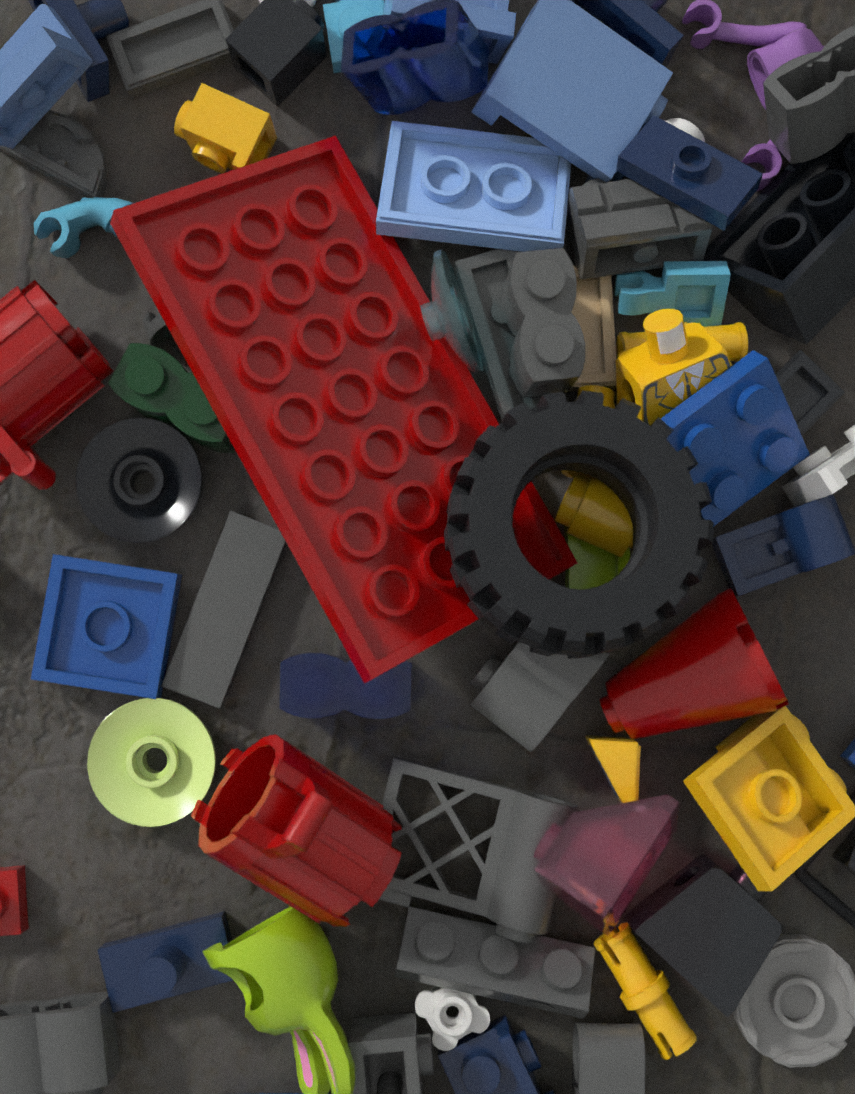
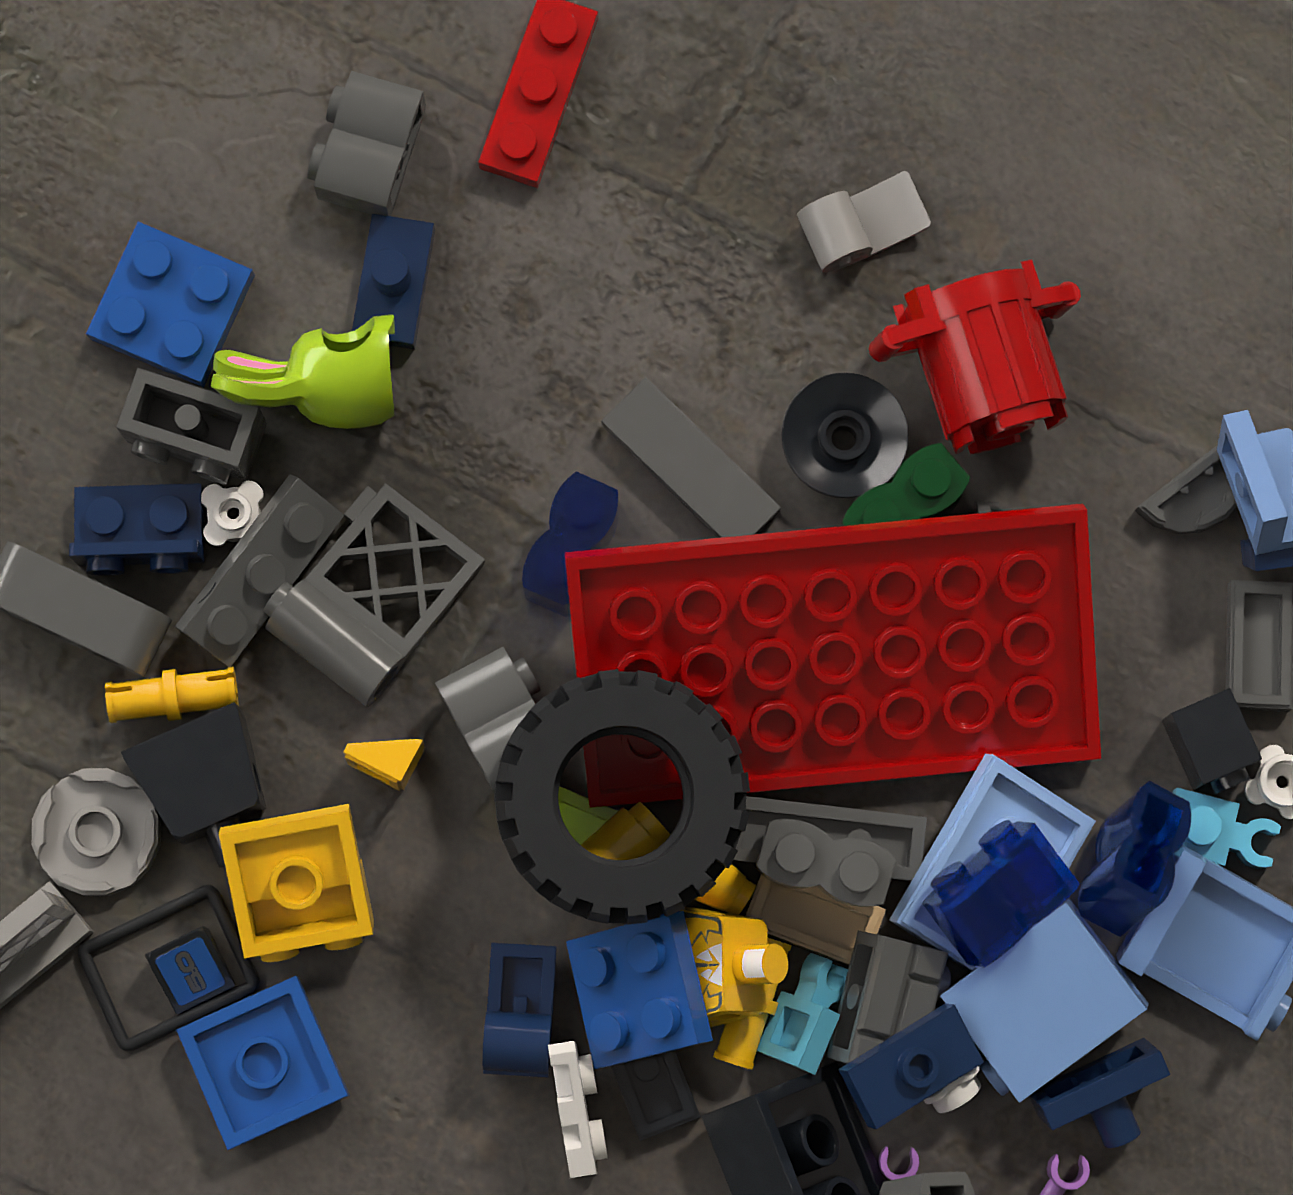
camera: 115 degrees right, 5 degrees down
(75, 219) = (1113, 516): medium azure piece -> none
(106, 626) = (722, 351): blue plate -> none
(121, 770) = (573, 310): yellowish green dish -> none
(224, 130) = (1144, 653): yellow brick -> none
(298, 831) = (461, 442): red container -> none
(447, 313) = (873, 787): clear light blue dish -> none
(499, 159) = (999, 892): none -> clear blue brick
(606, 856) = (311, 708): clear pink slope -> none
(695, 676) = (436, 869): red cone -> none

